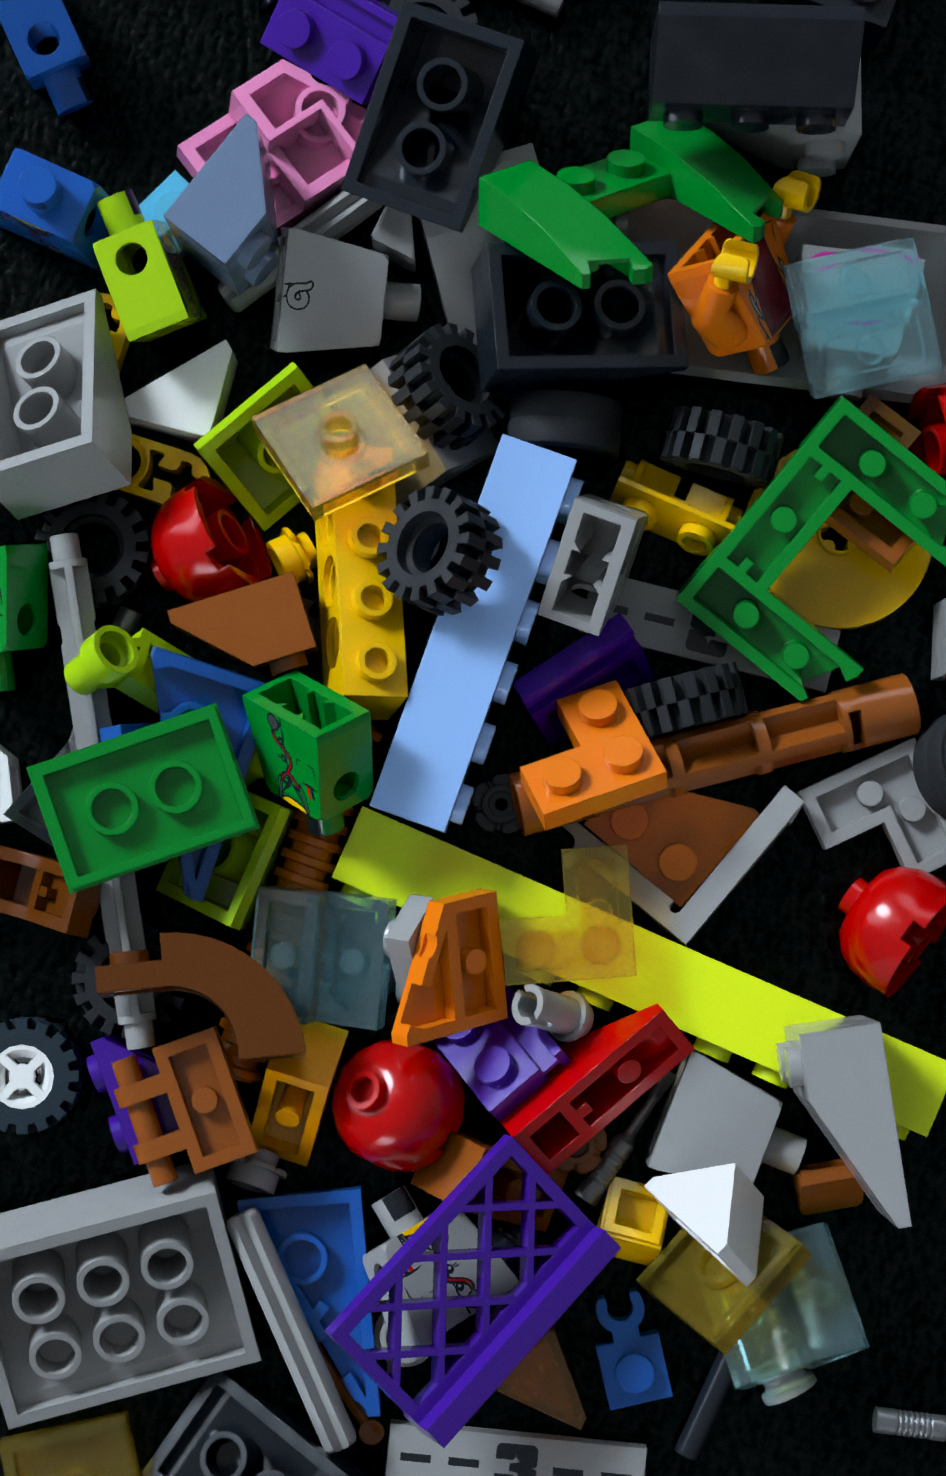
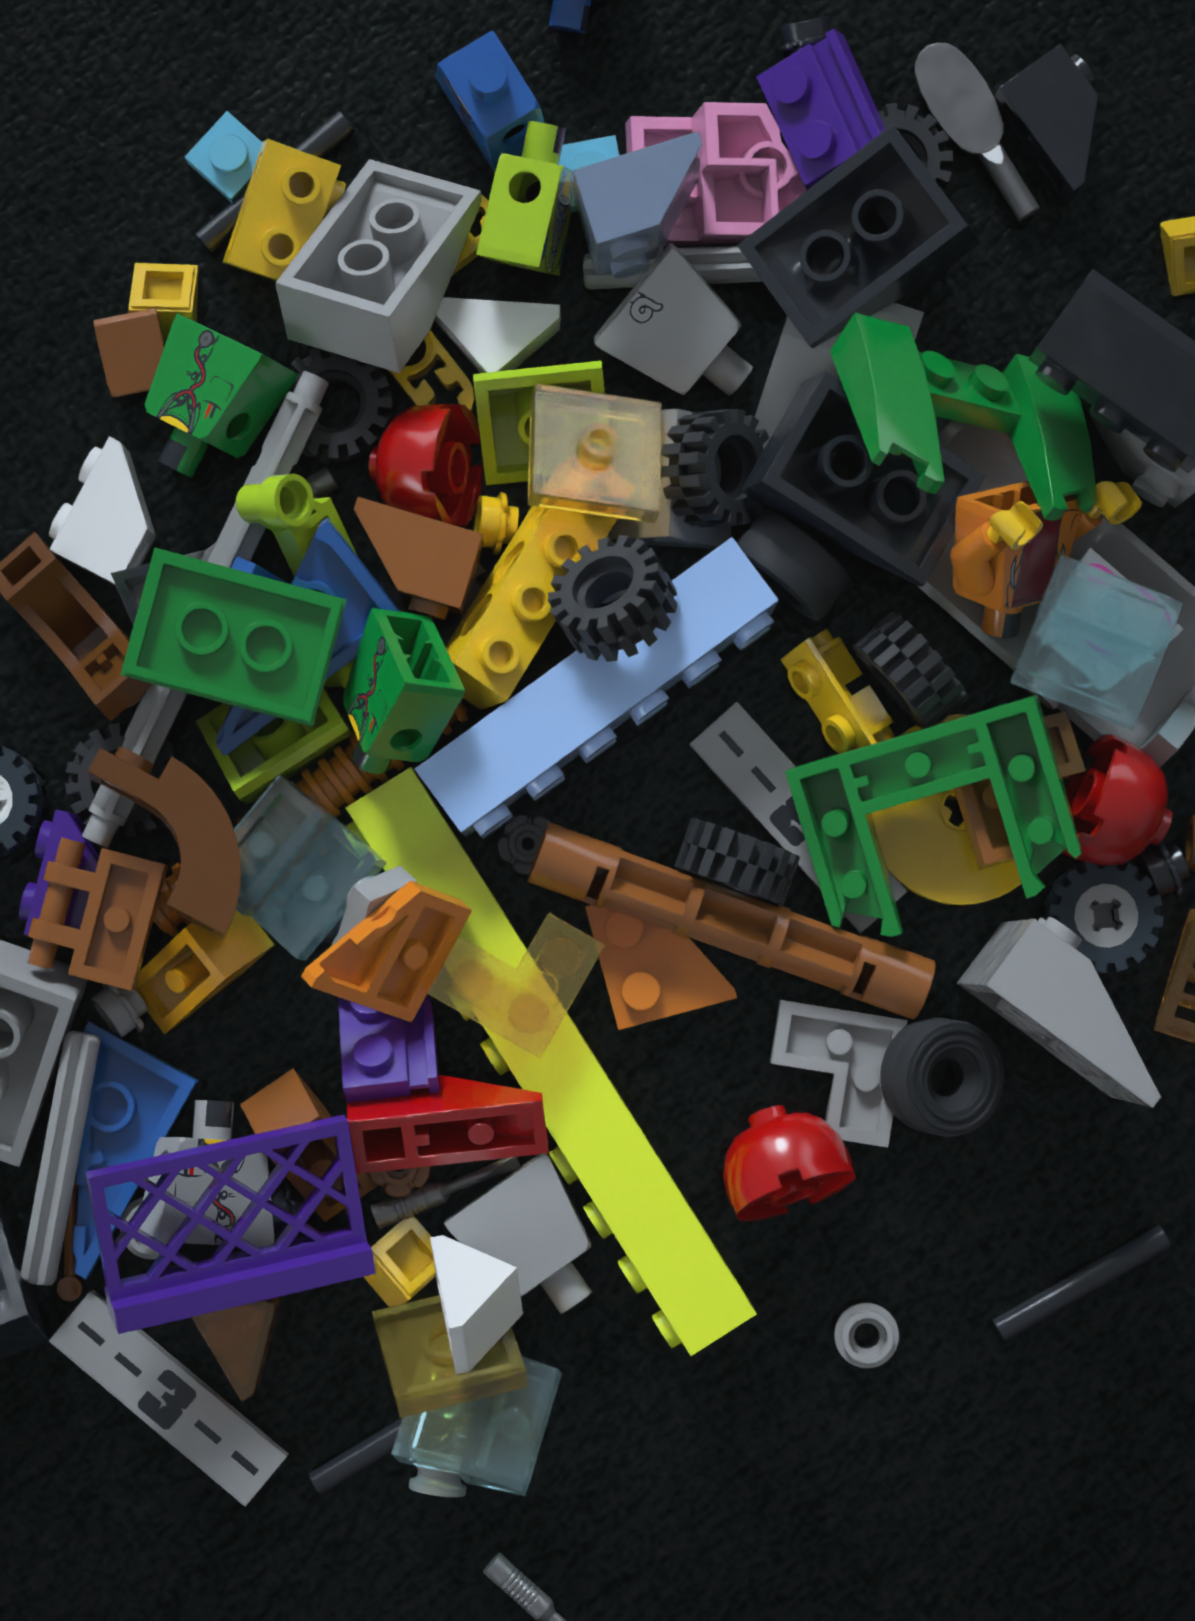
camera: 35 degrees right, 0 degrees up
(395, 238) = (758, 315): light grey slope -> none
(397, 1105) = (272, 1032): red cylinder -> none
(563, 1015) = (459, 1051): light grey pin -> none
(579, 667) = (665, 787): dark purple plate -> none
(593, 557) = (743, 687): light grey torso -> none
(604, 769) = (627, 871): orange plate -> none
(631, 1360) = (323, 1376): blue plate -> none
(720, 882) = (667, 1030): light grey hinge -> none
(826, 1187) = (584, 1343): dark orange slope -> none
(845, 1087) = (647, 1263): light grey slope -> none

